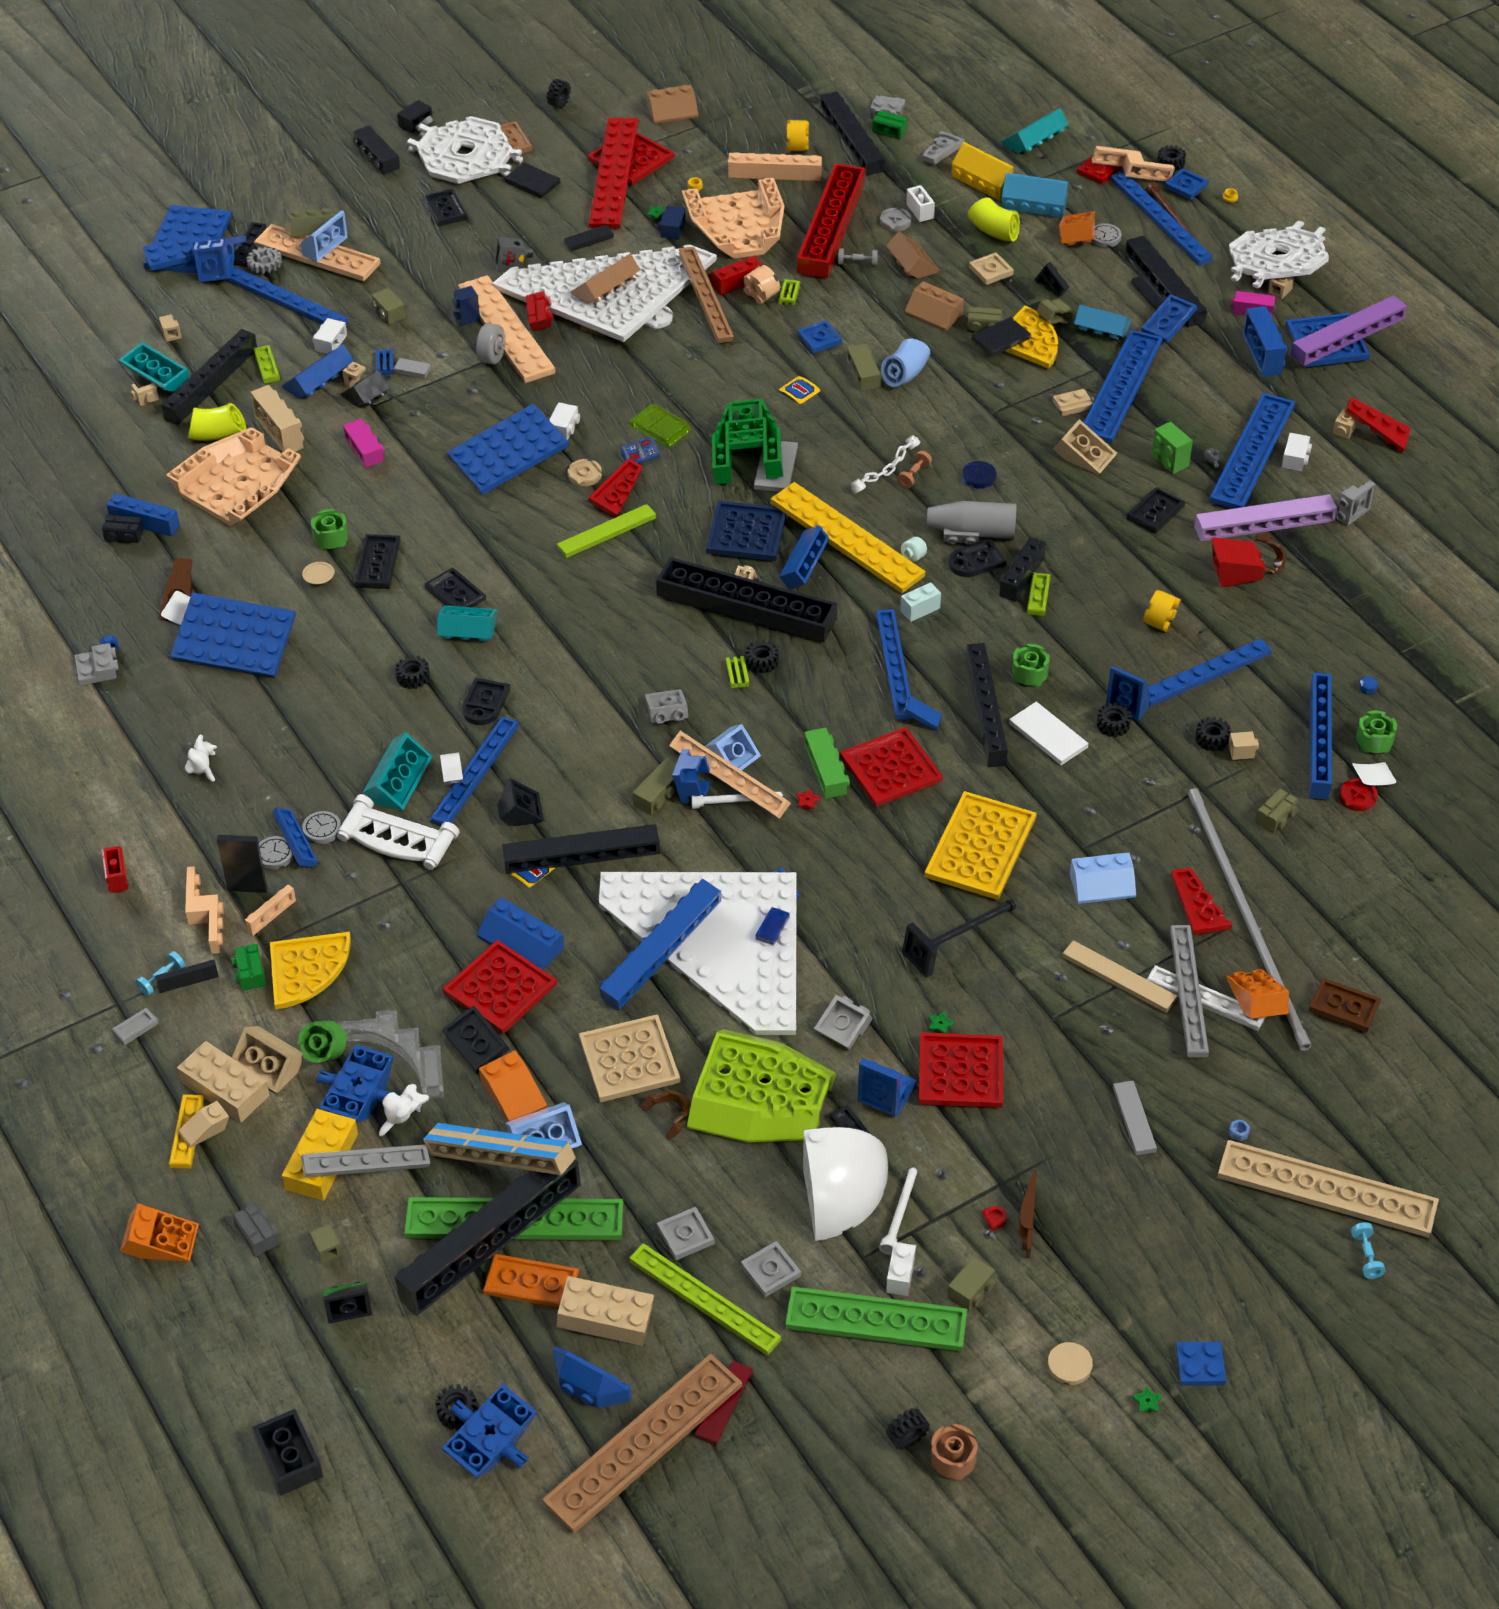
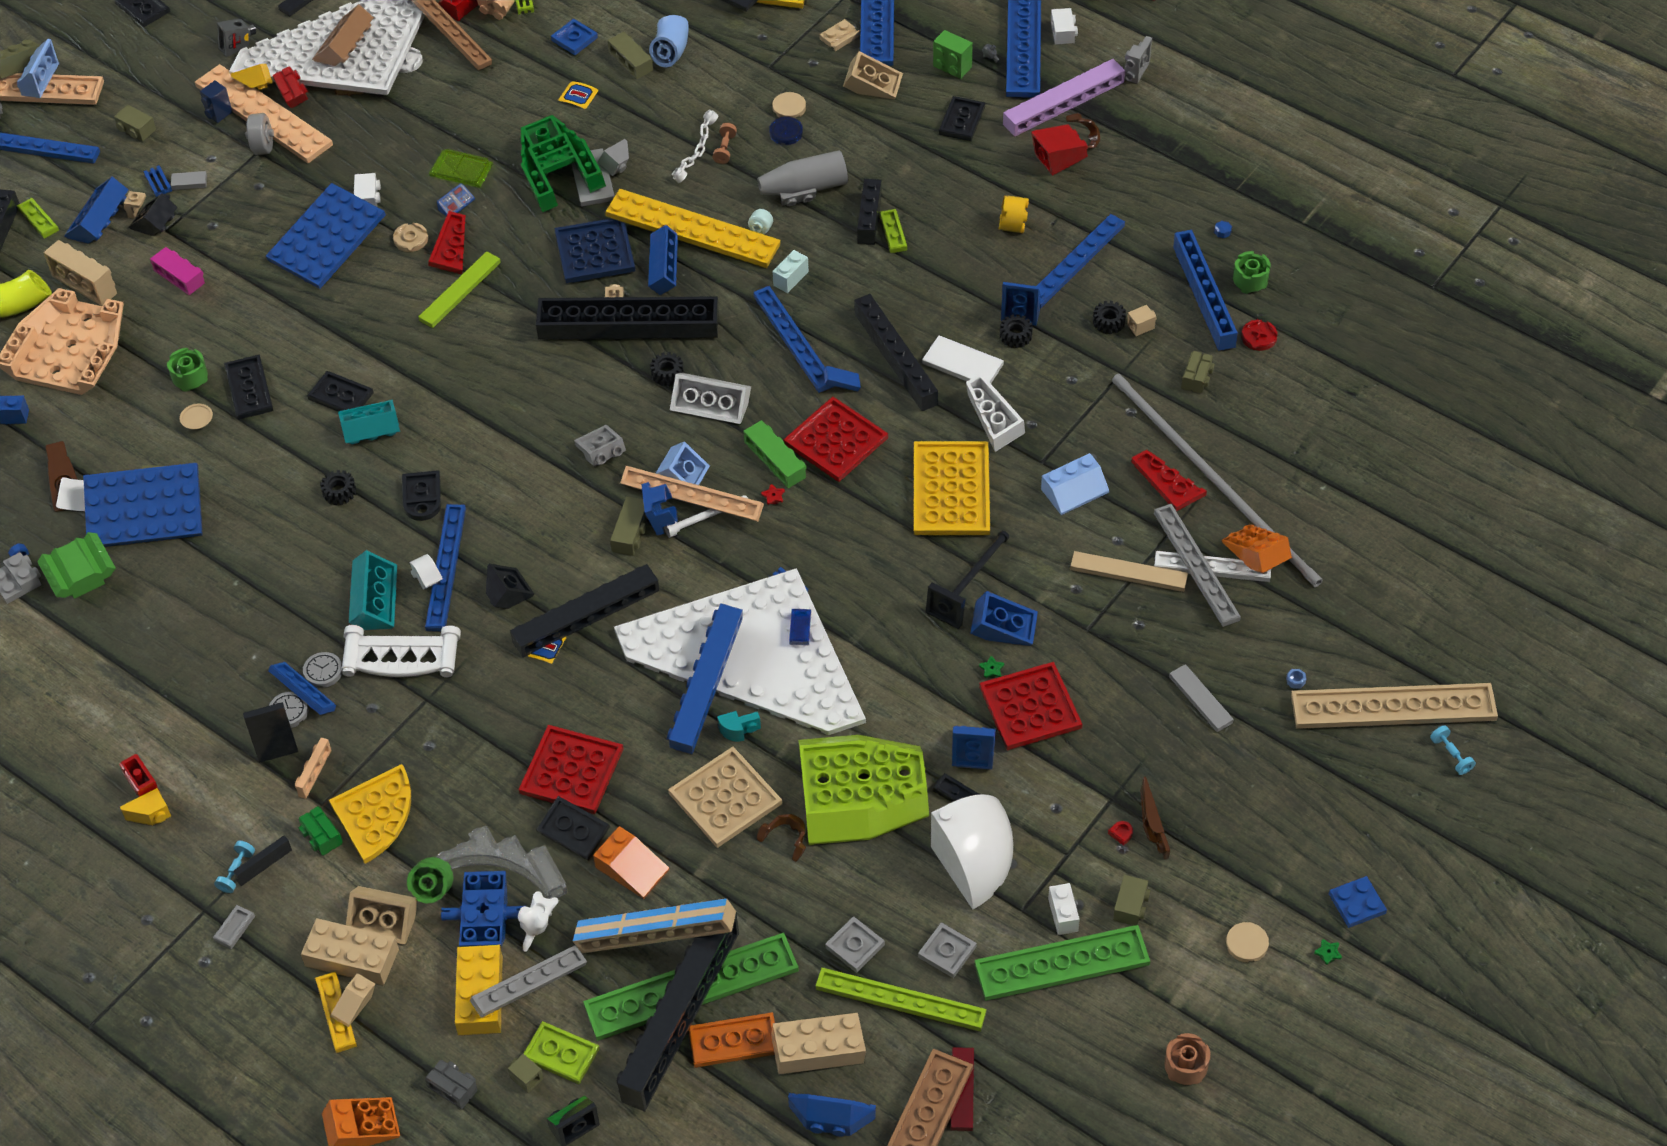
camera: 20 degrees left, 5 degrees up
(109, 898) = (146, 809): none -> yellow slope
(150, 670) = (77, 566): none -> bright green slope
(198, 758) = (168, 641): white animal -> none
(204, 909) = (247, 789): light nougat bracket -> none
(329, 336) = (89, 171): white brick -> none
(368, 1237) = (561, 1052): none -> lime tile
(511, 293) = (254, 77): none -> yellow slope
(521, 933) = (567, 710): blue slope -> none
(549, 1123) = (682, 886): light blue slope -> none
(669, 998) = (735, 727): none -> teal brick
(735, 662) = (644, 381): lime tile -> none
(789, 693) = (710, 398): none -> white slope
(804, 453) = (615, 158): none -> light grey slope
(843, 1021) = (906, 696): light grey plate -> none
(887, 1242) = (1041, 888): white piece -> none
(907, 1428) = (1138, 1053): black tyre -> none
(972, 983) = (1003, 620): none -> blue slope
(976, 559) = (821, 214): black tile -> none
(993, 452) = (789, 105): none -> tan tile
(1030, 665) = (919, 302): bright green brick -> none
(1055, 790) = (994, 412): none -> white wedge
(1345, 1005) = (1334, 533): reddish brown plate -> none
(1374, 774) = (1265, 311): white sticker -> none

